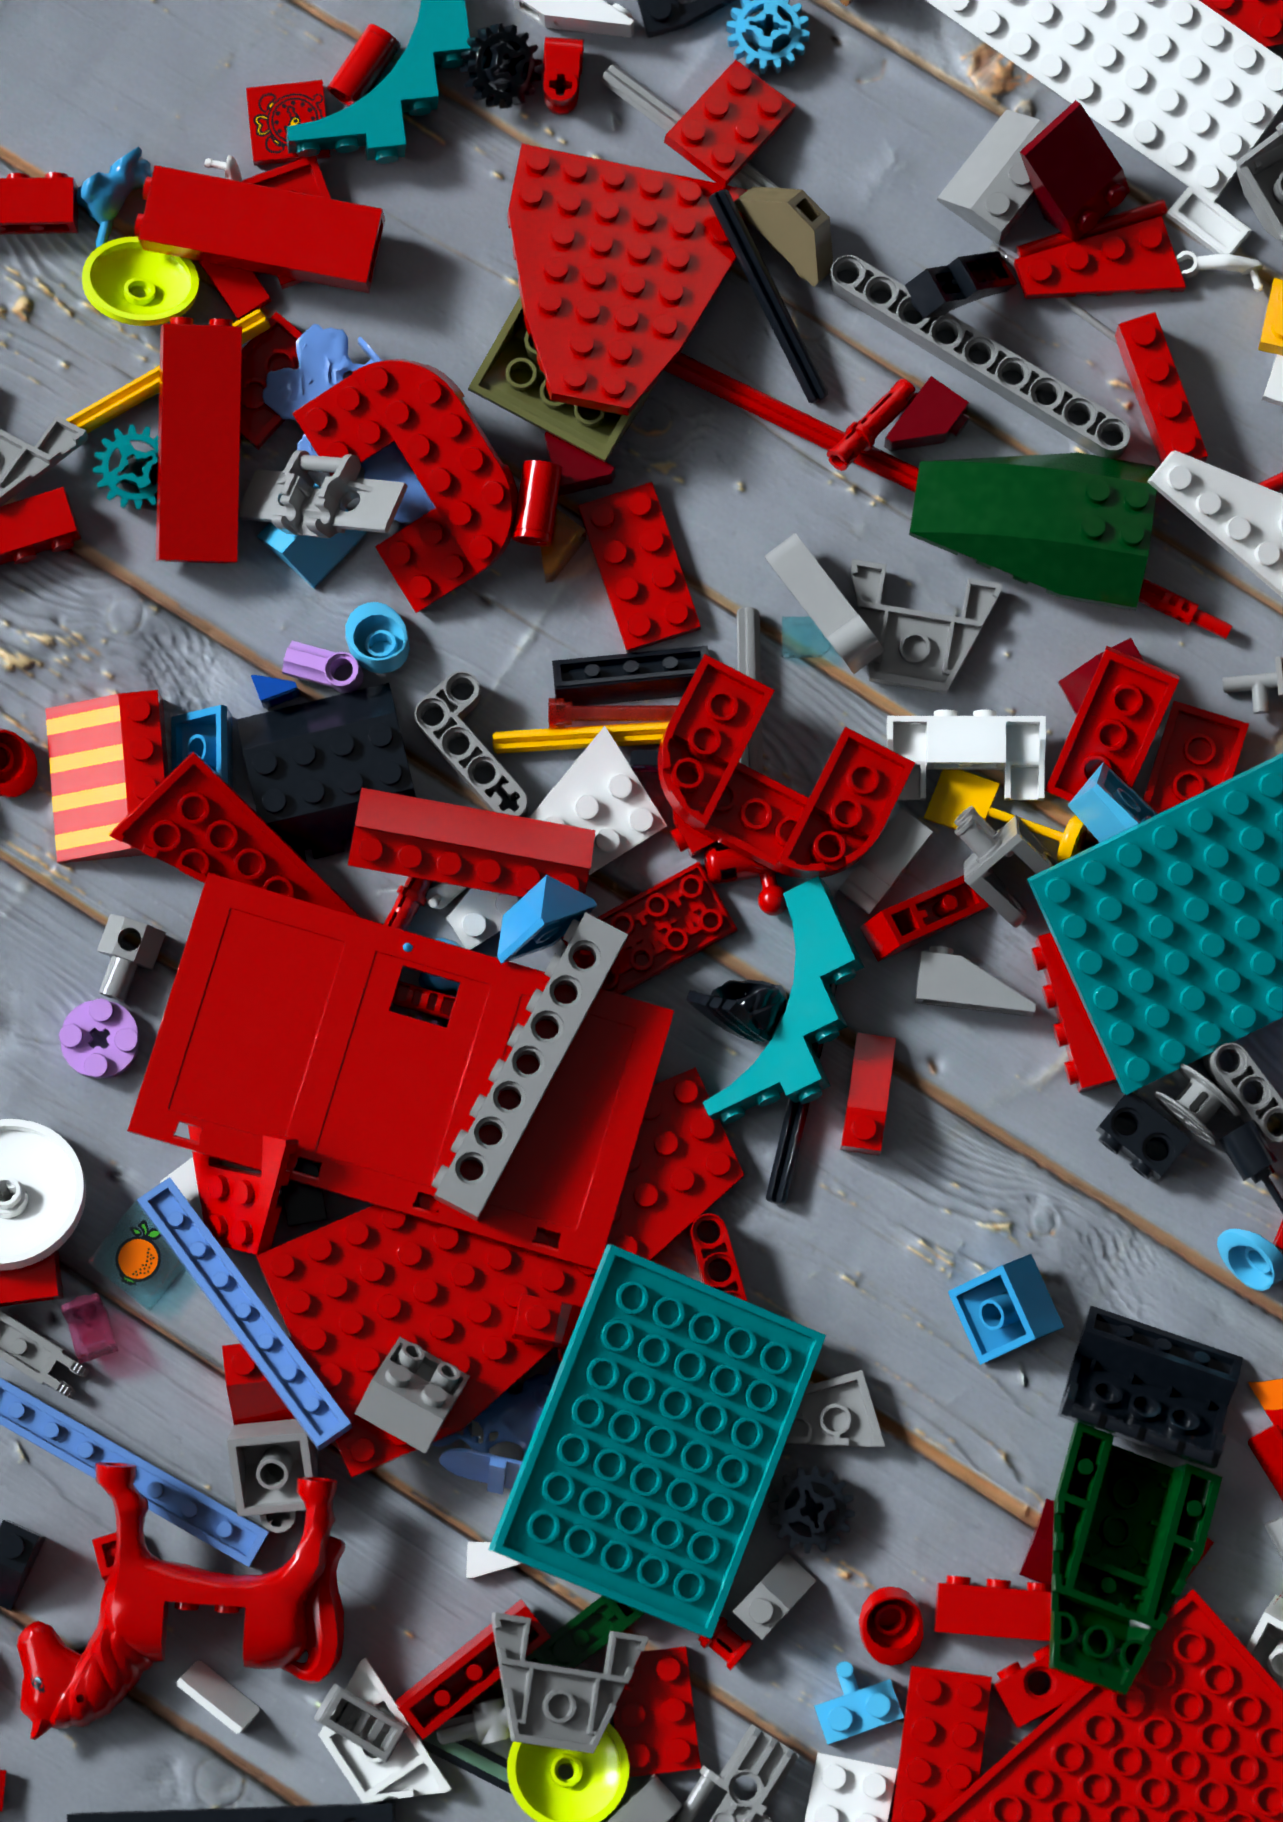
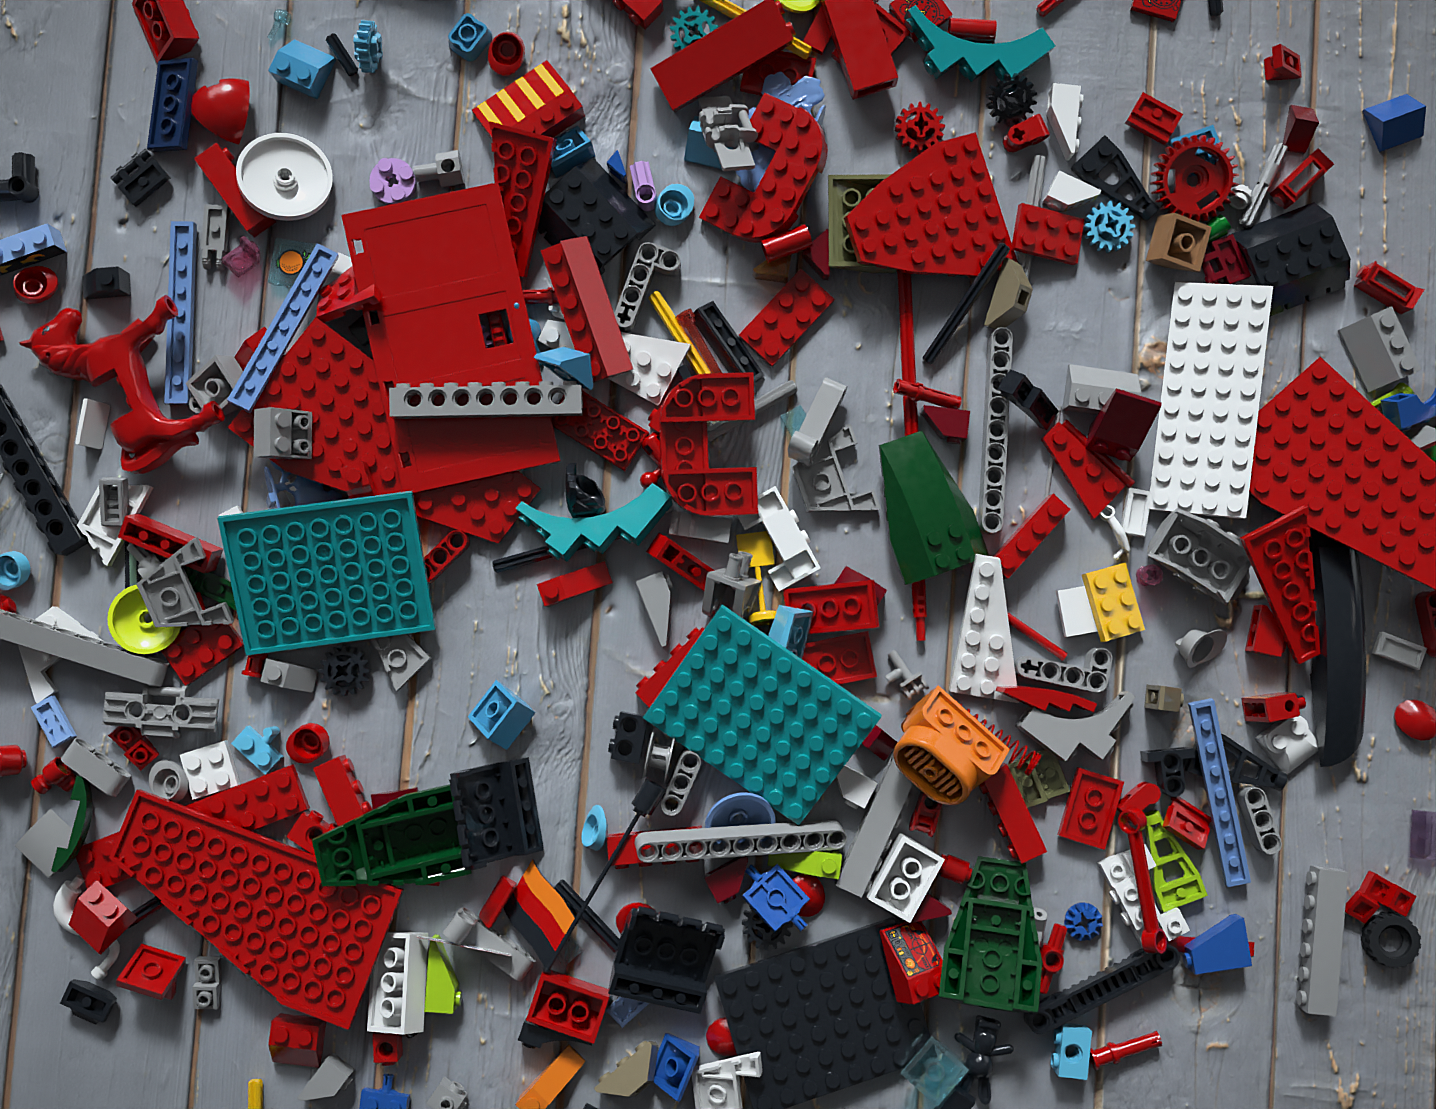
camera: 60 degrees right, 5 degrees up
(472, 205) = (928, 122): none -> red gear
(684, 61) = (1069, 193): none -> white slope

